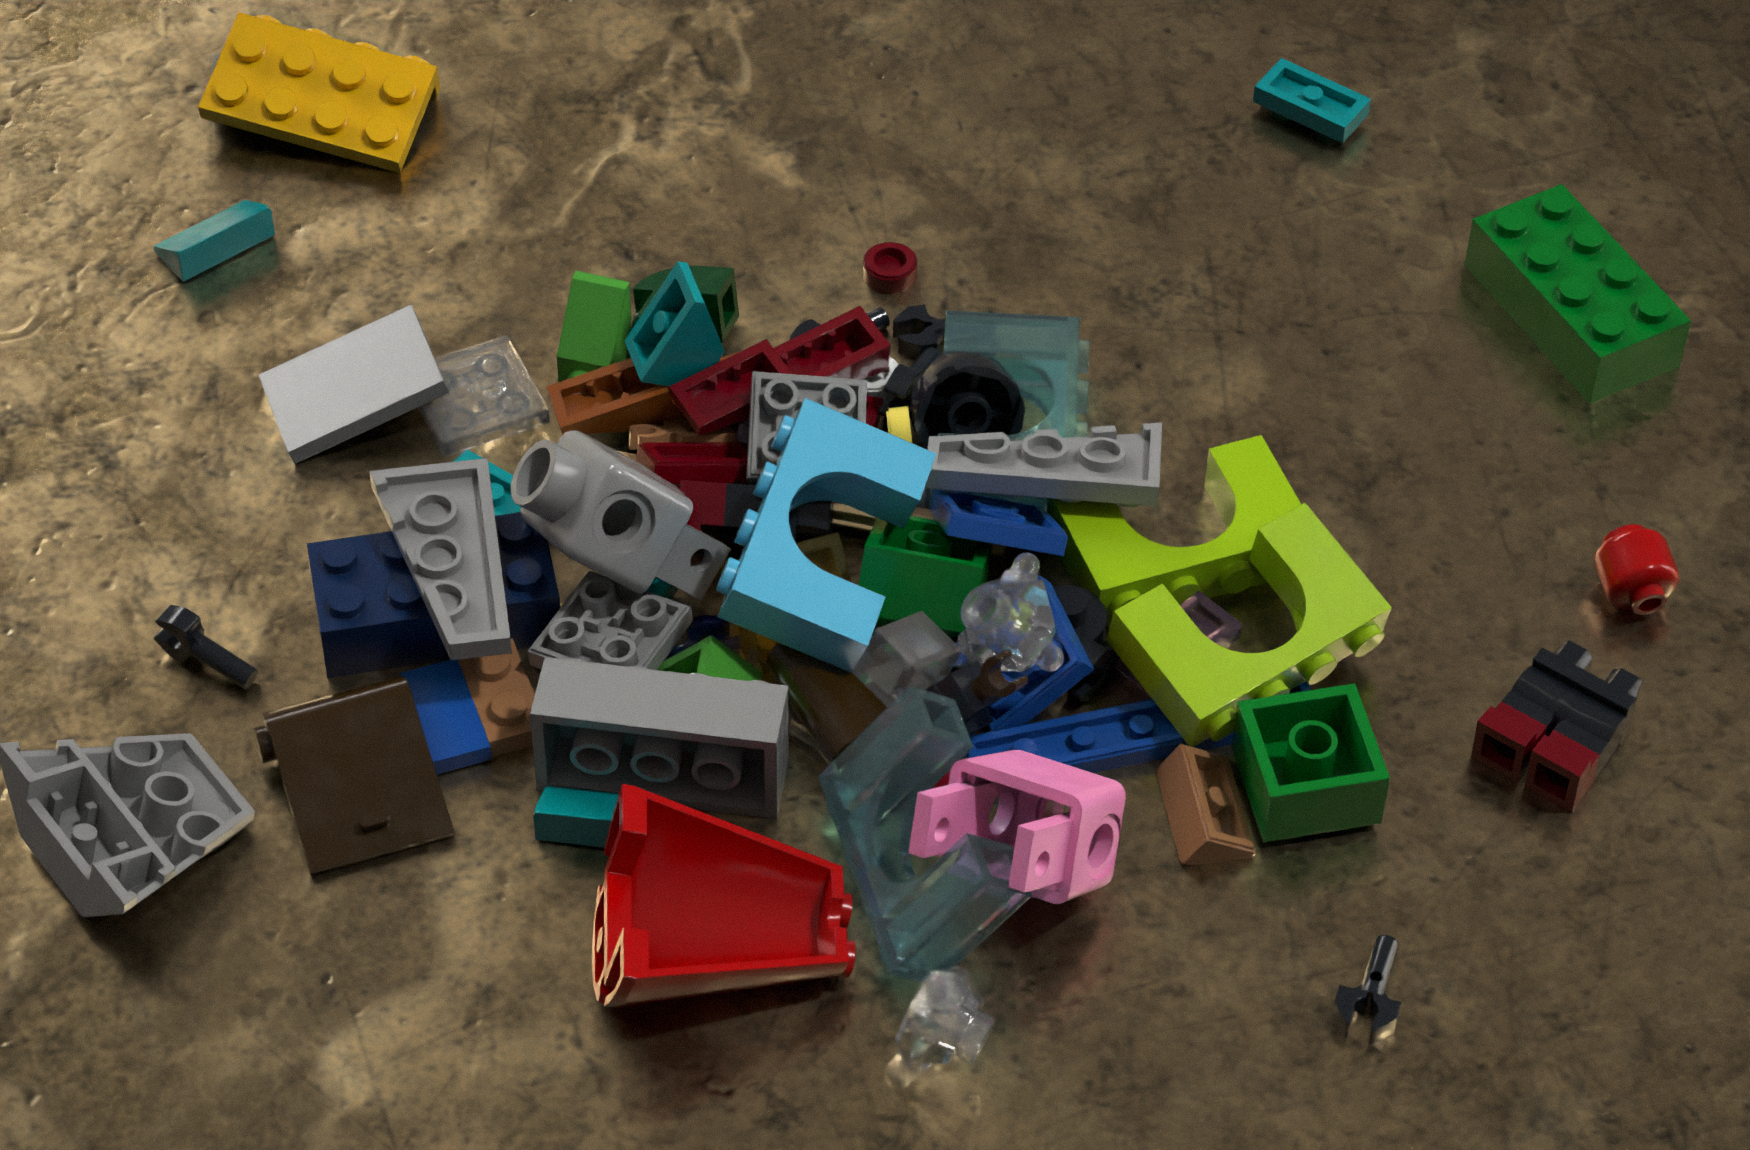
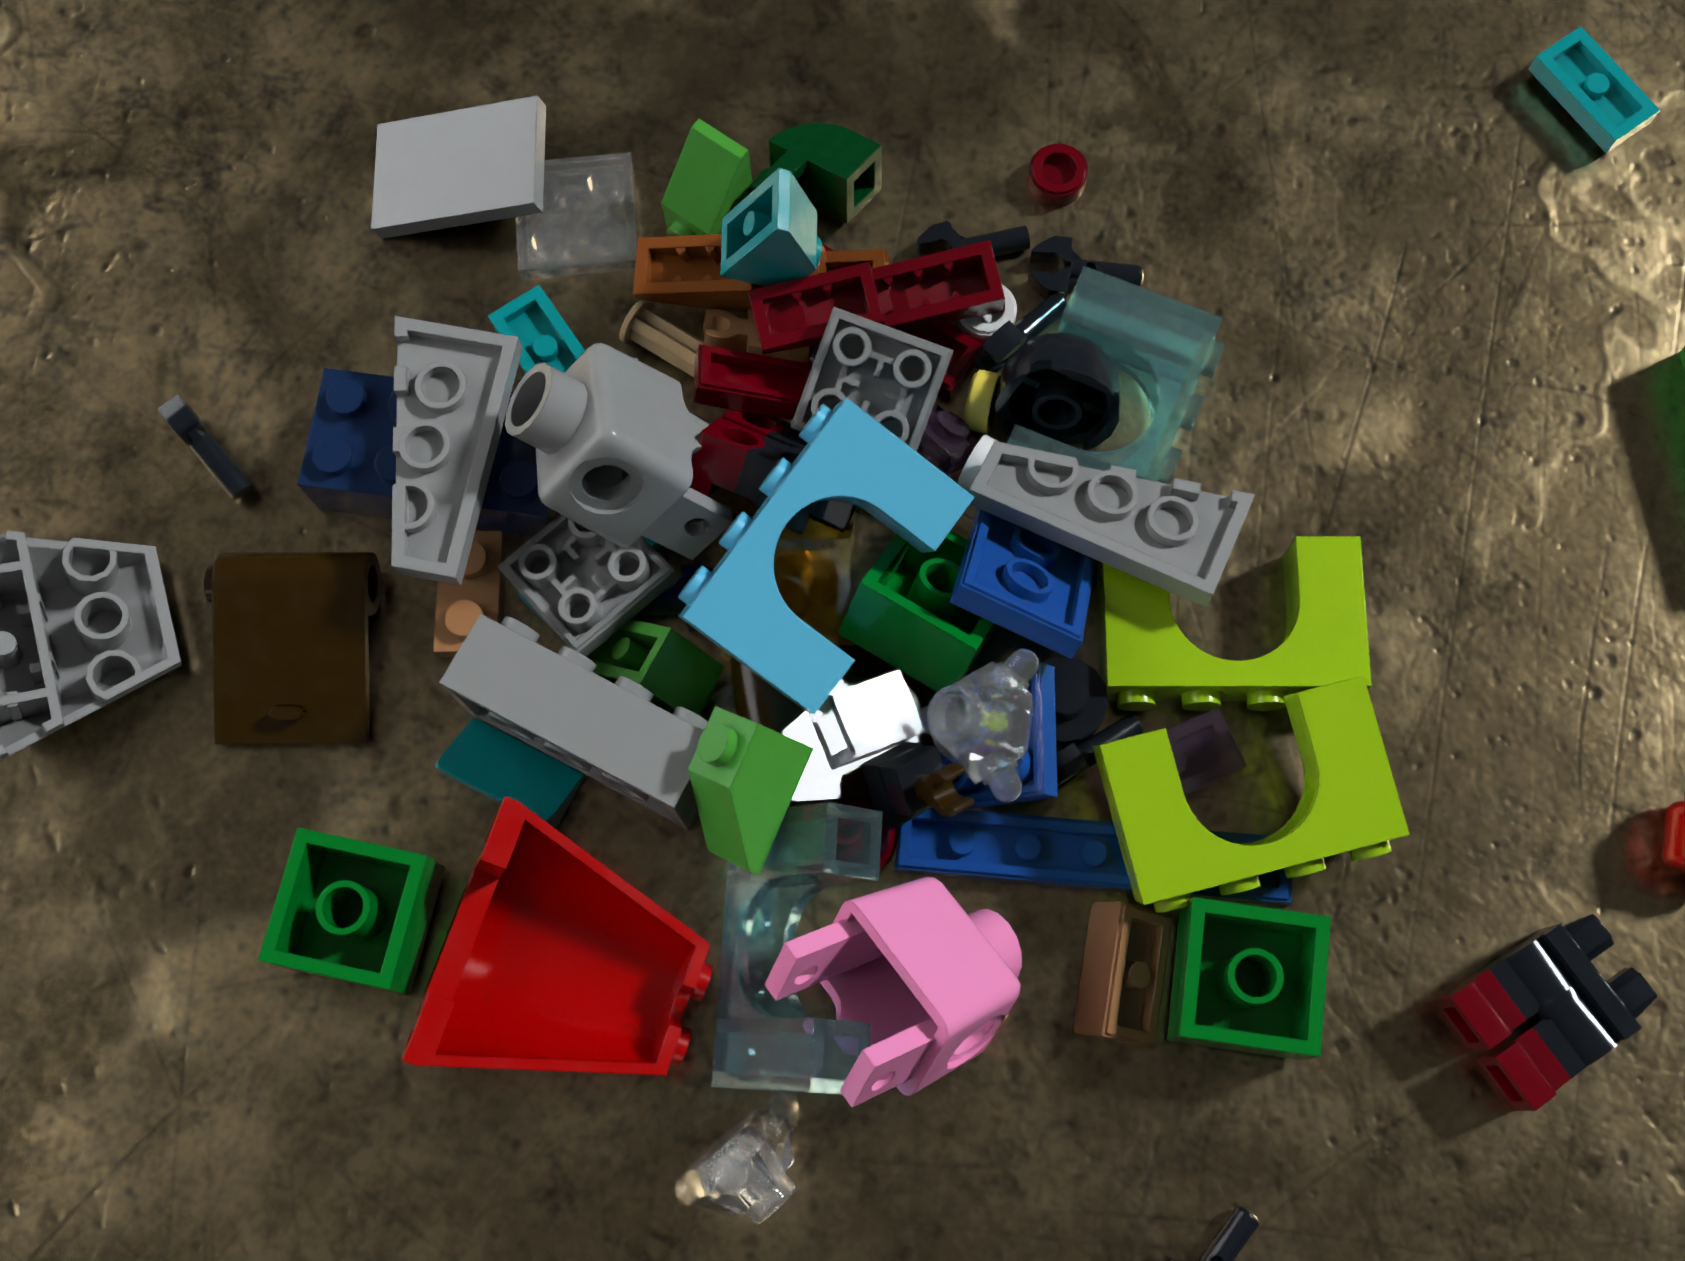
camera: 25 degrees right, 25 degrees up
(448, 716) = (401, 614): blue tile -> none
(509, 937) = (352, 911): none -> green brick
(828, 714) = (744, 786): none -> bright green slope

